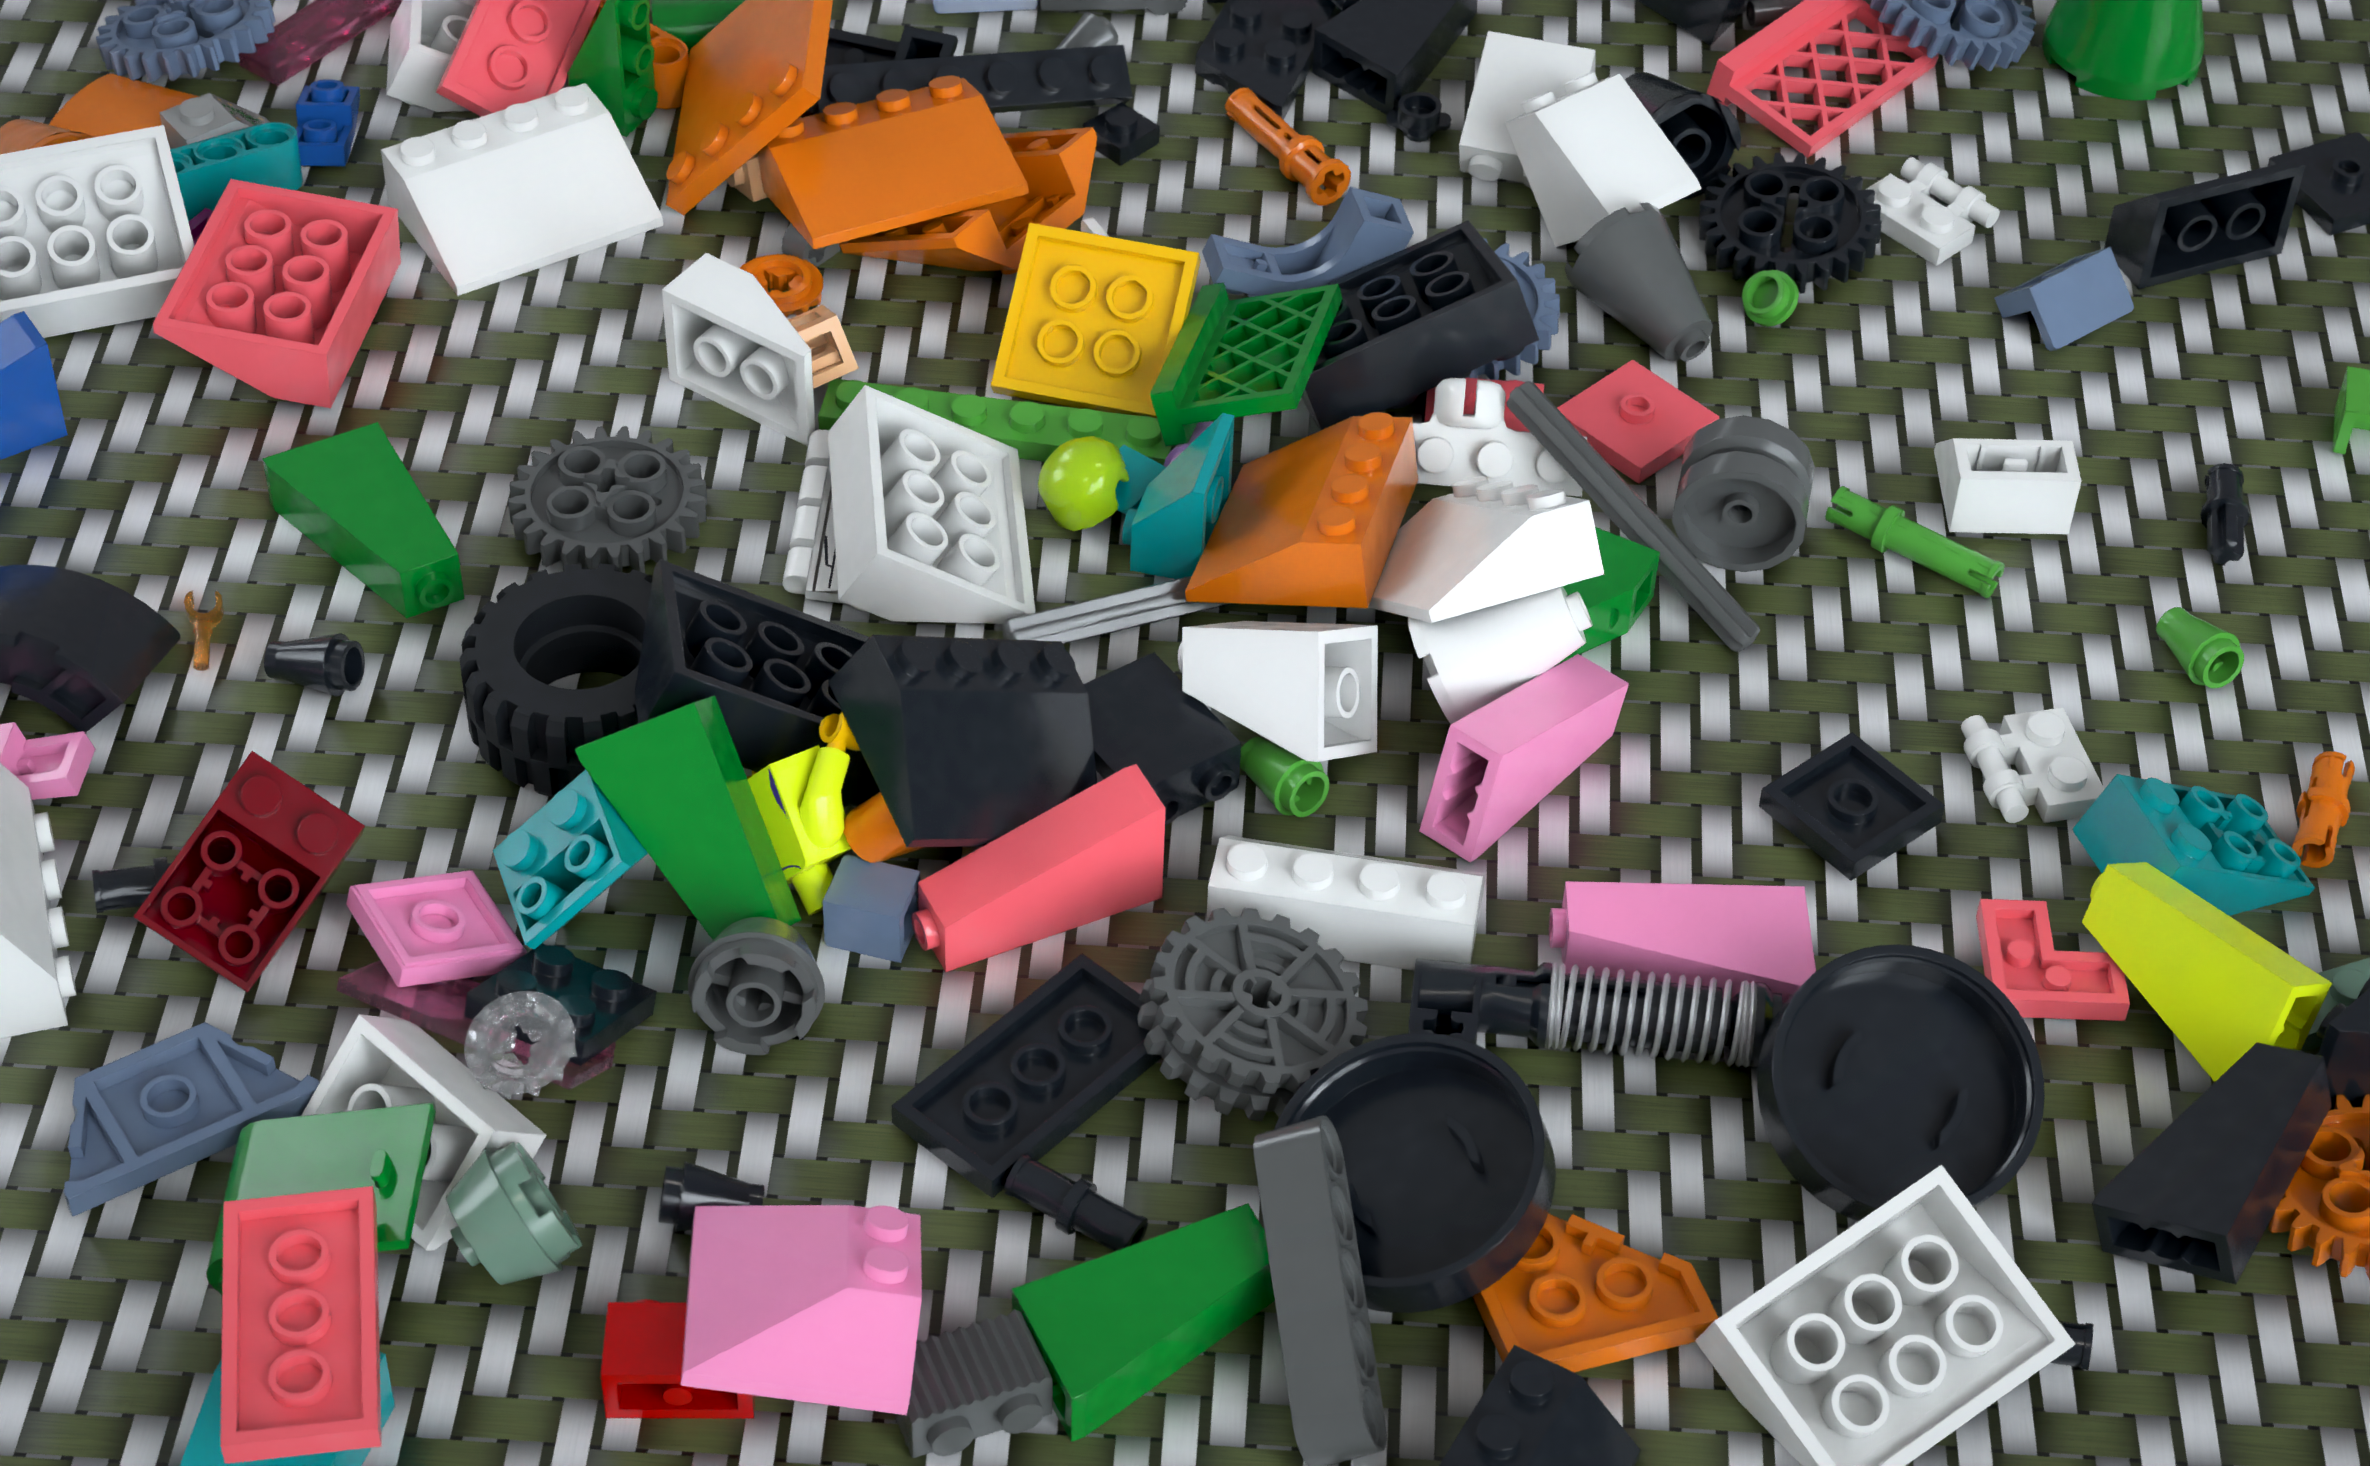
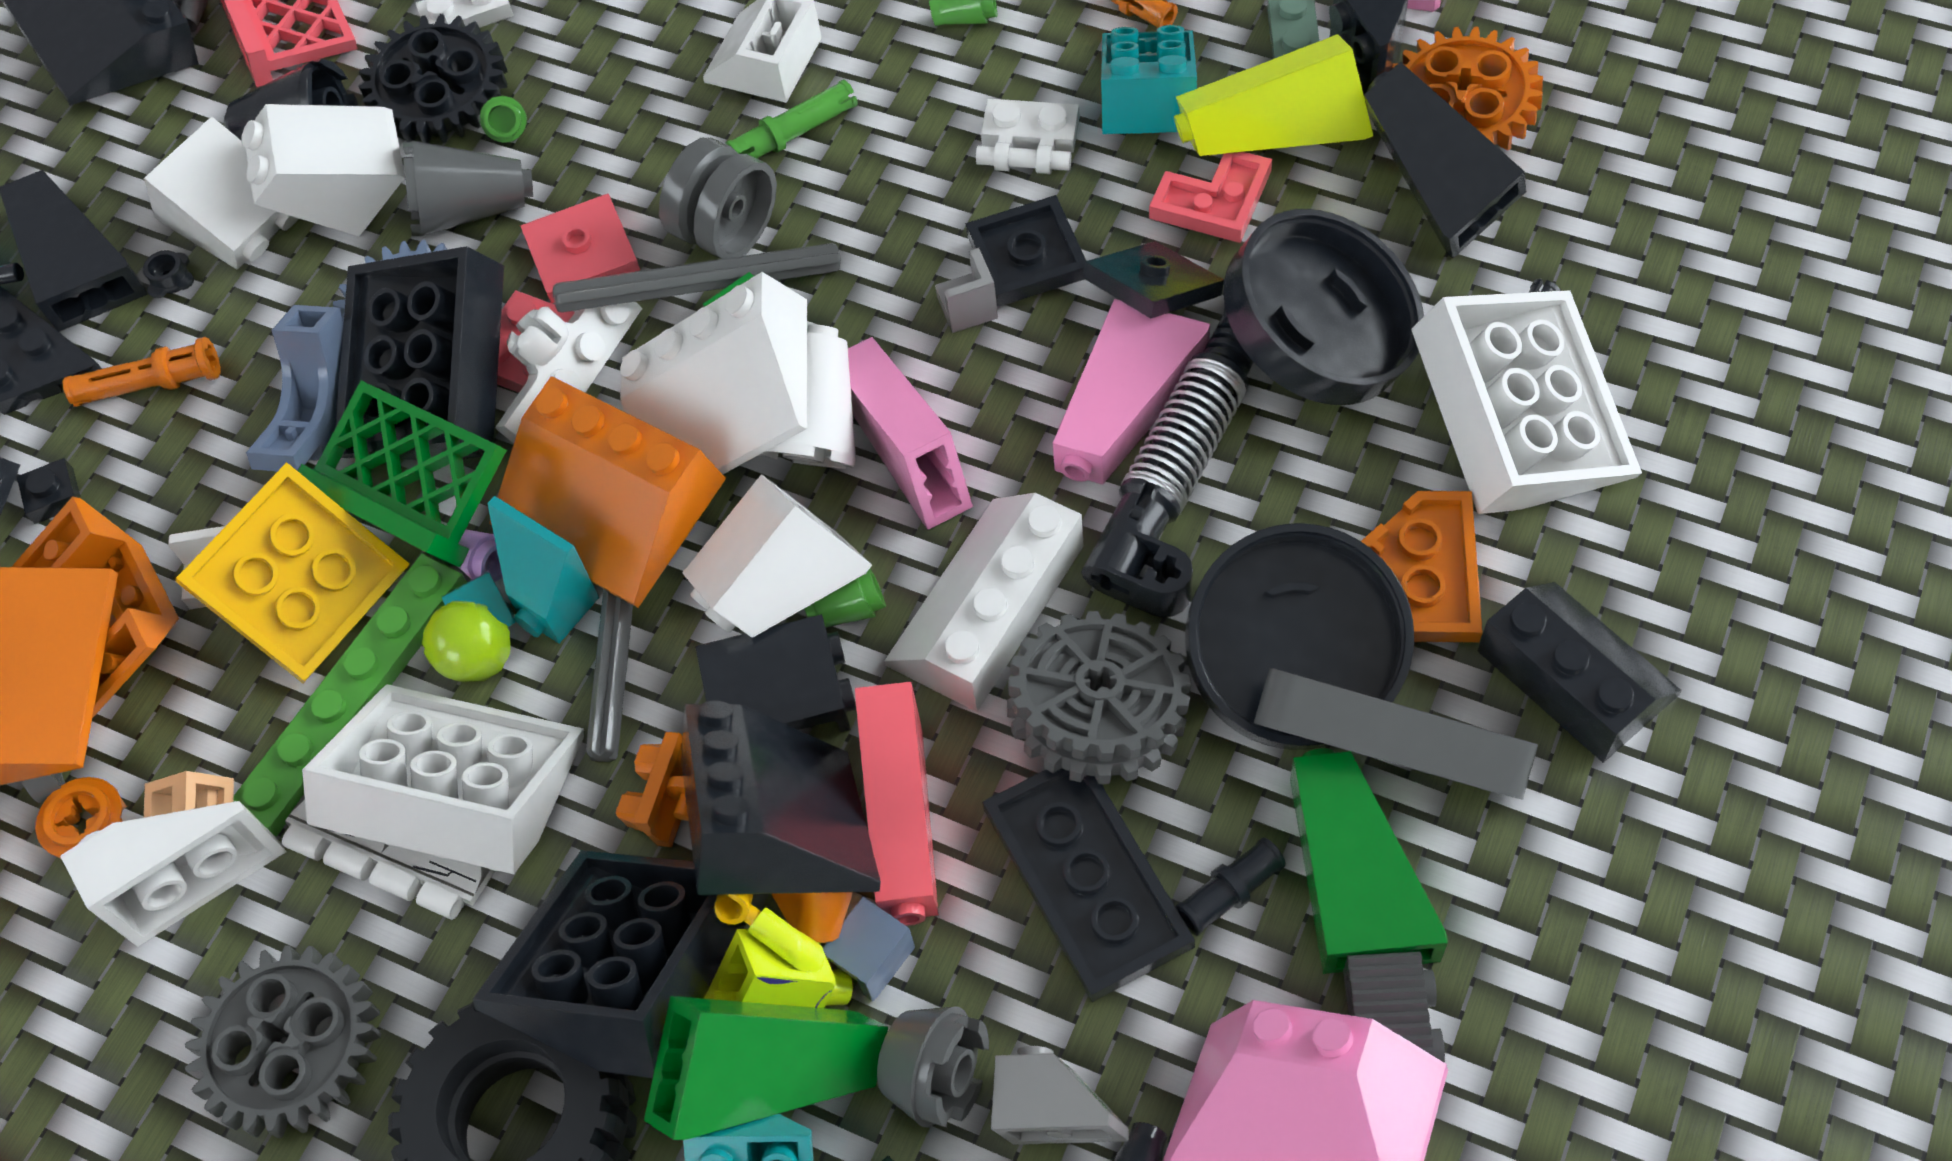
camera: 60 degrees left, 15 degrees up
(757, 1095) = (1048, 1102): none -> light grey slope
(1744, 766) = (969, 298): none -> light grey panel
(1855, 908) = (1153, 279): none -> black plate

